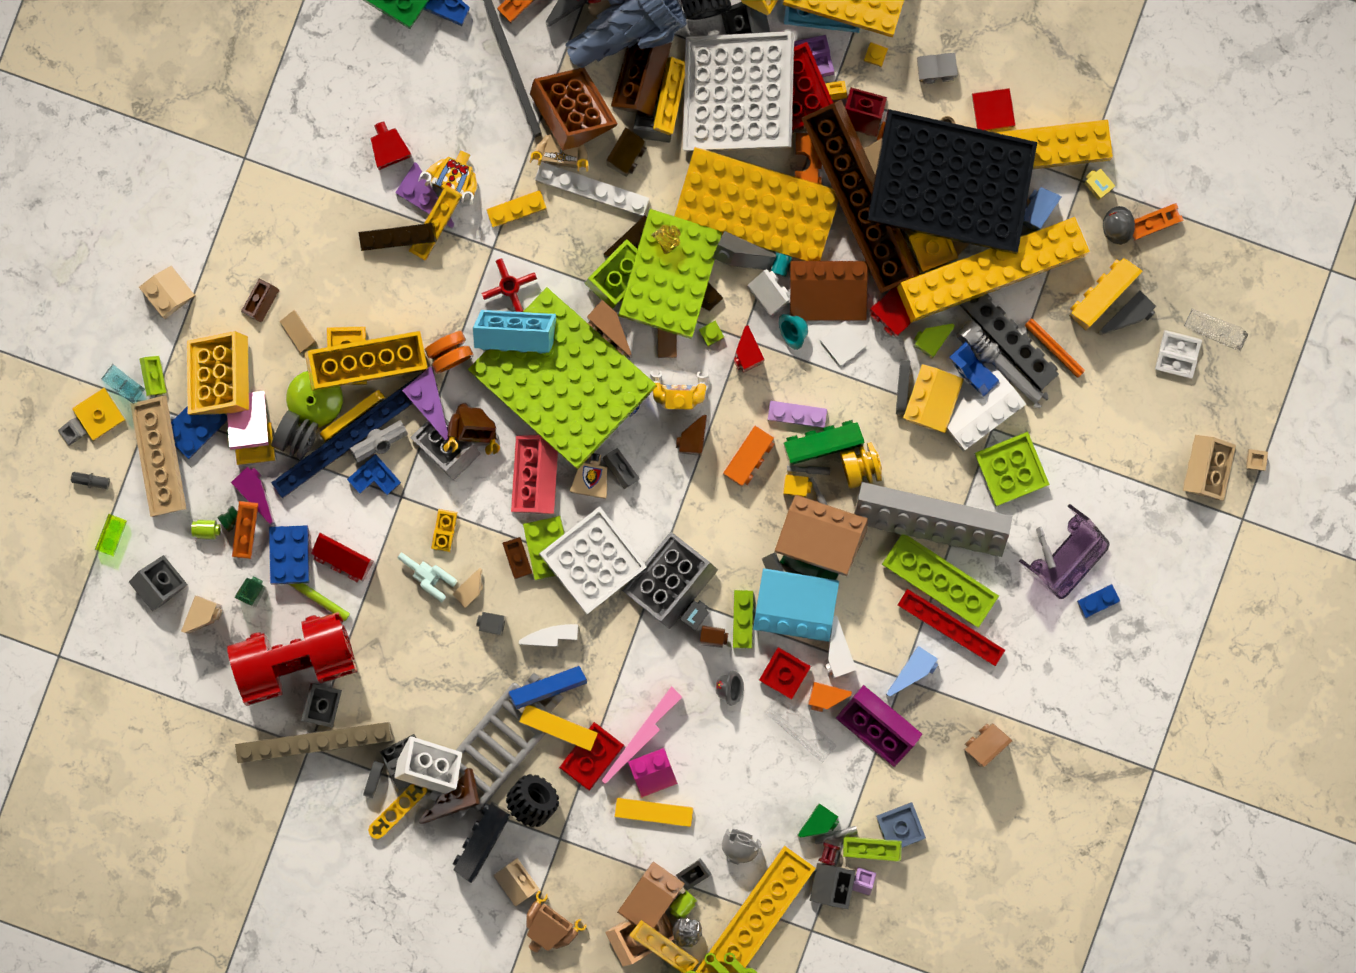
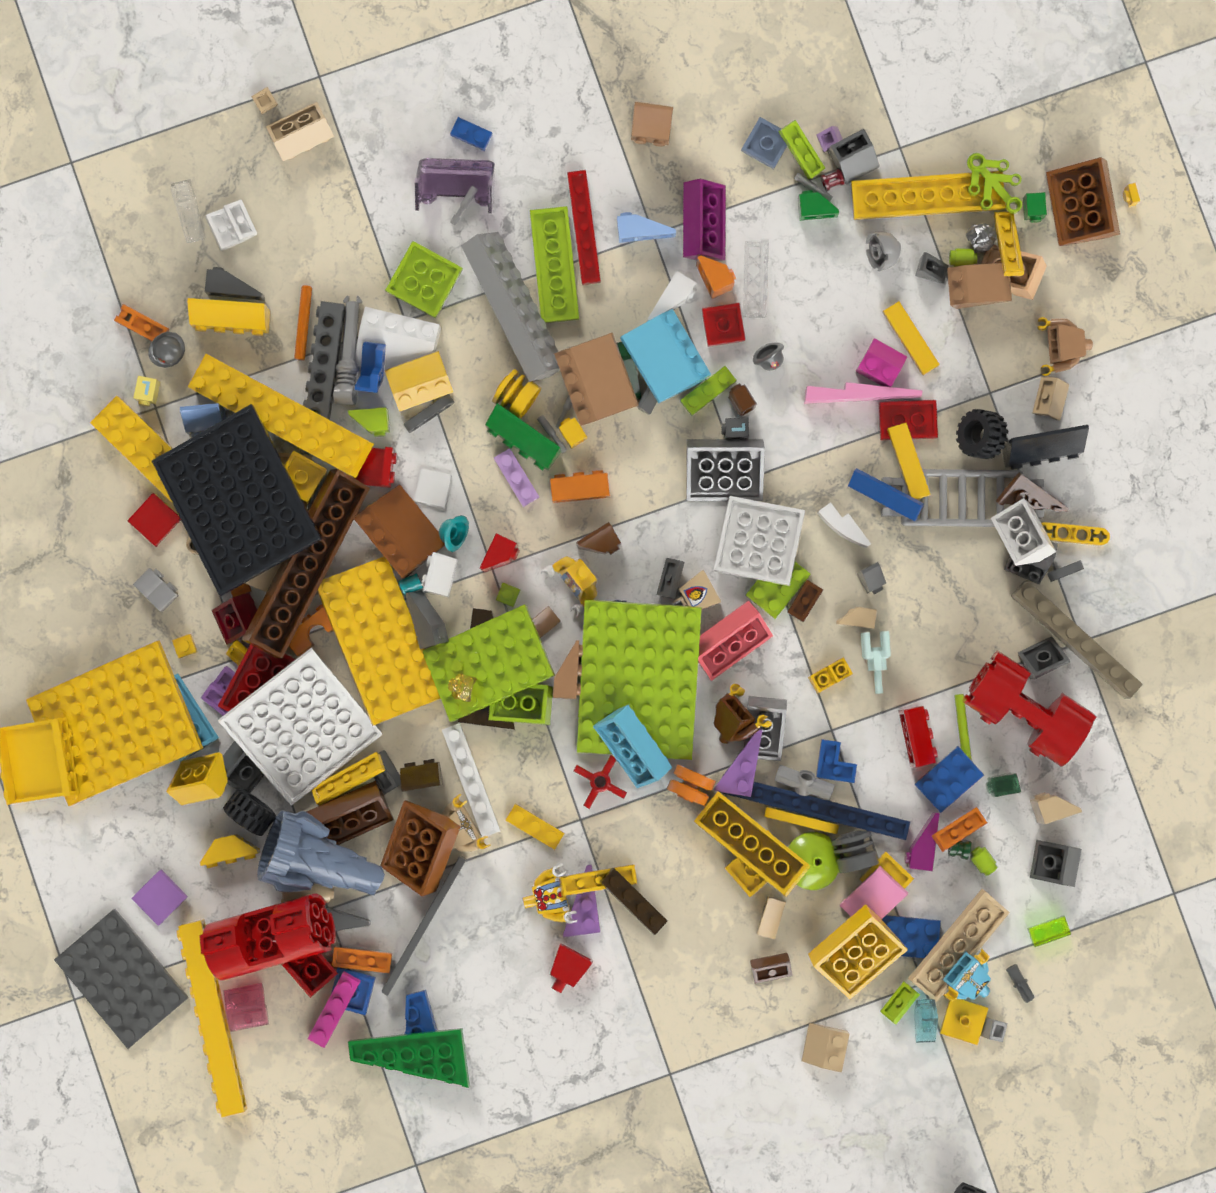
camera: 130 degrees left, 0 degrees up
(128, 442) = (968, 977): none -> medium azure torso

